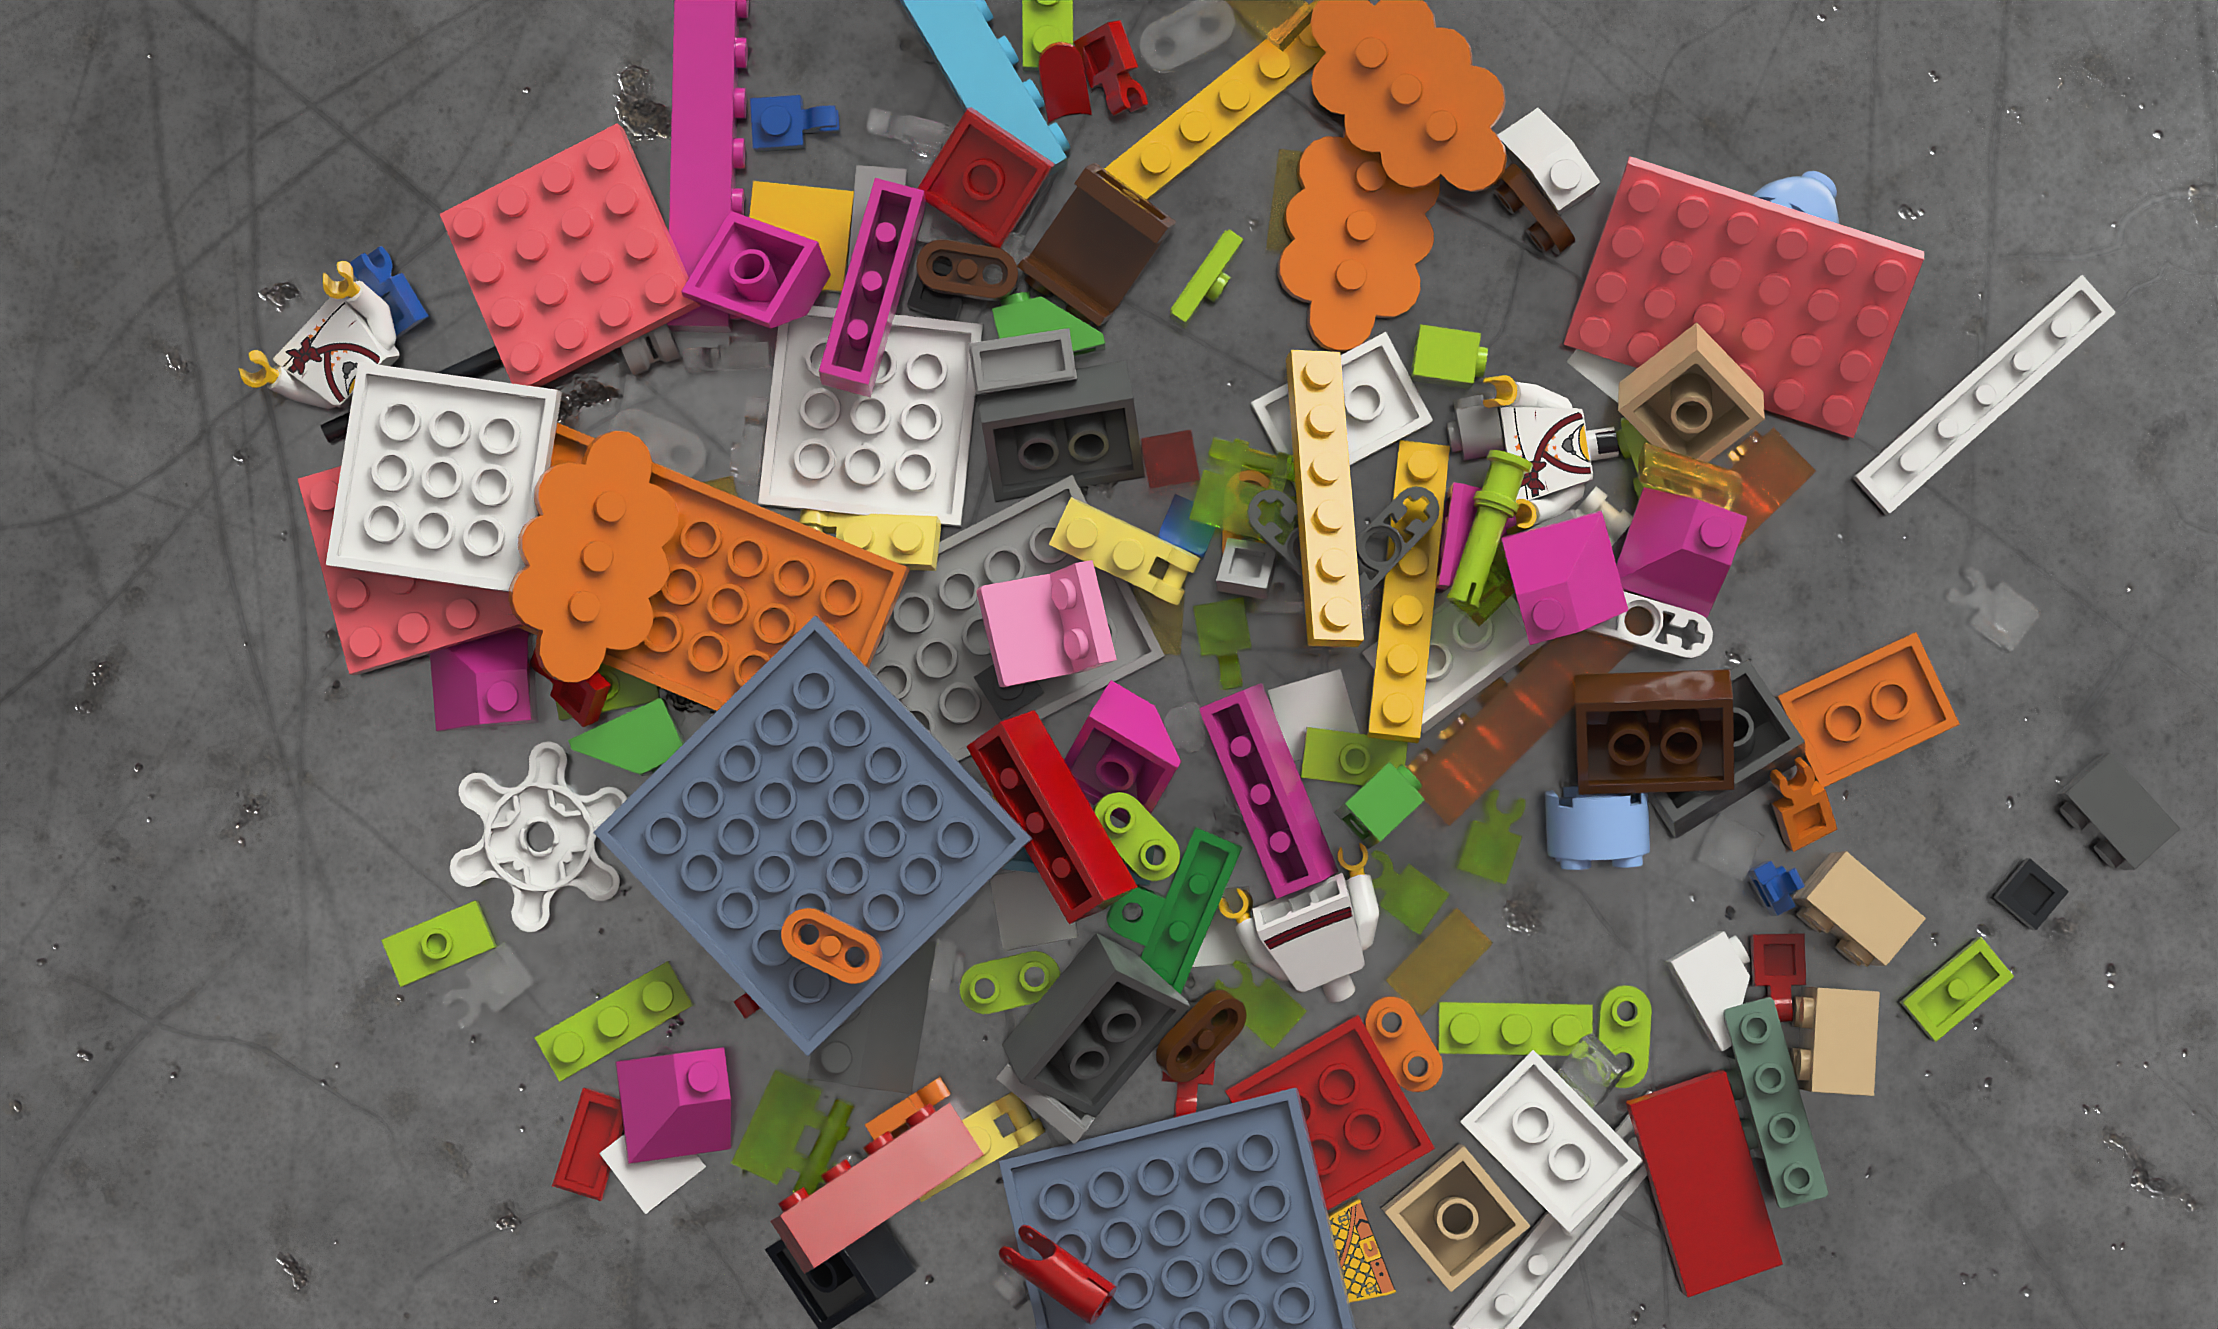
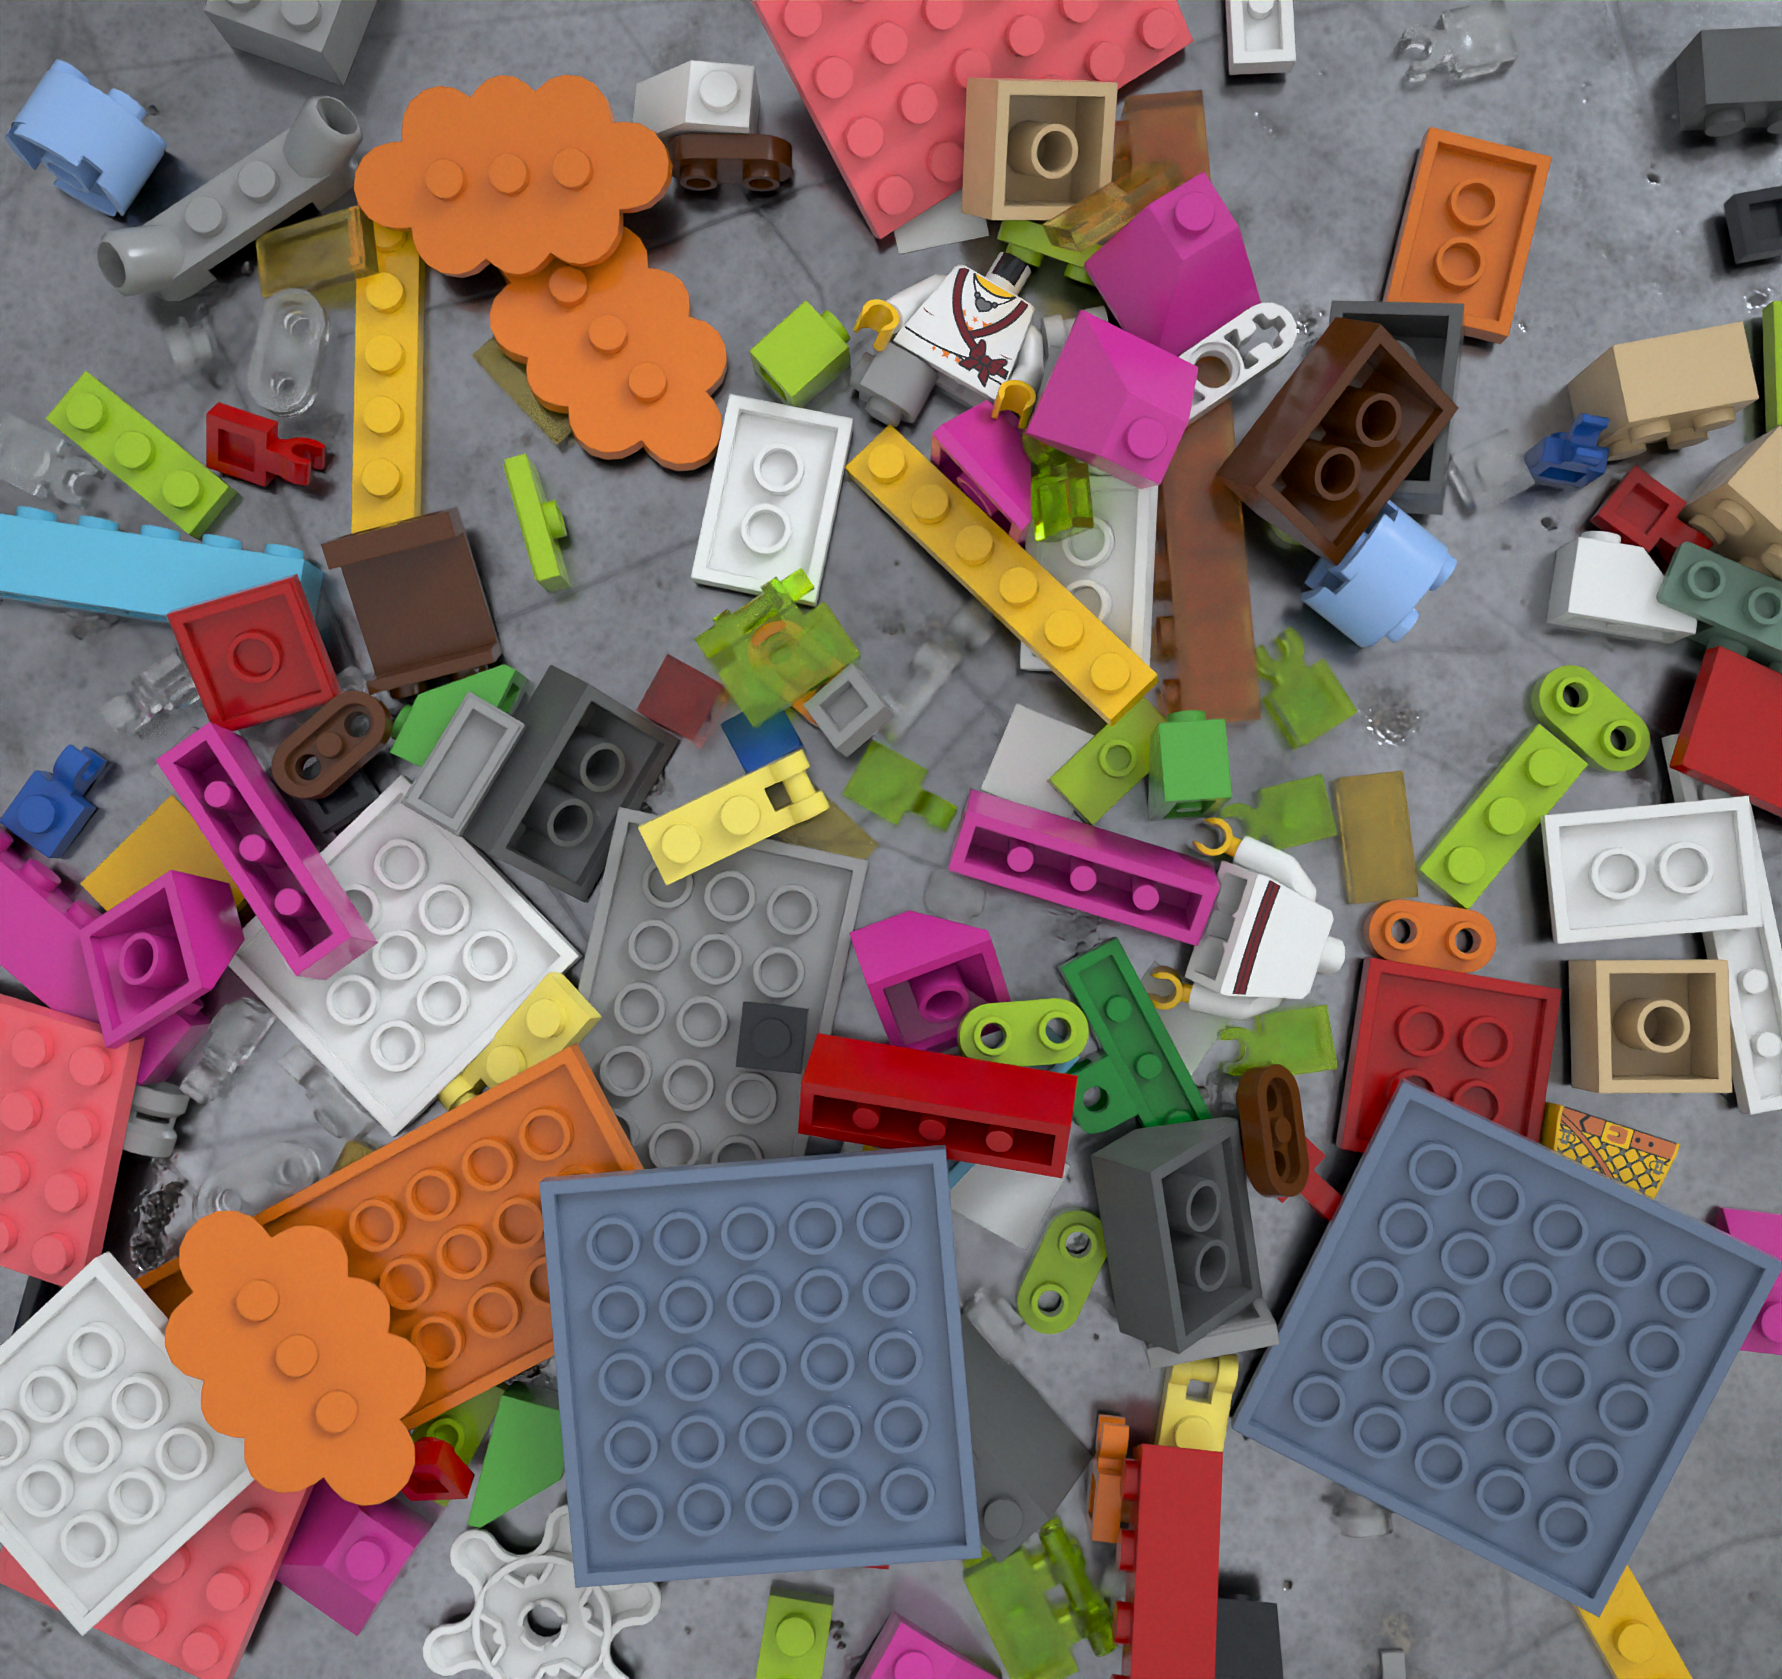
camera: 45 degrees left, 0 degrees up
(832, 946) = (893, 1448): orange plate -> none
(1046, 625) = (742, 954): bright pink bracket -> none
(1061, 1276) = (1409, 1469): red piece -> none
(1063, 81) = (234, 506): red piece -> none
(1324, 499) = (847, 578): yellow plate -> none
(1395, 509) = (907, 614): dark grey beam -> none
(1495, 504) = (988, 411): lime pin -> none
(1592, 1070) = (1610, 774): clear plate -> none
(1805, 810) = (1515, 368): orange plate -> none

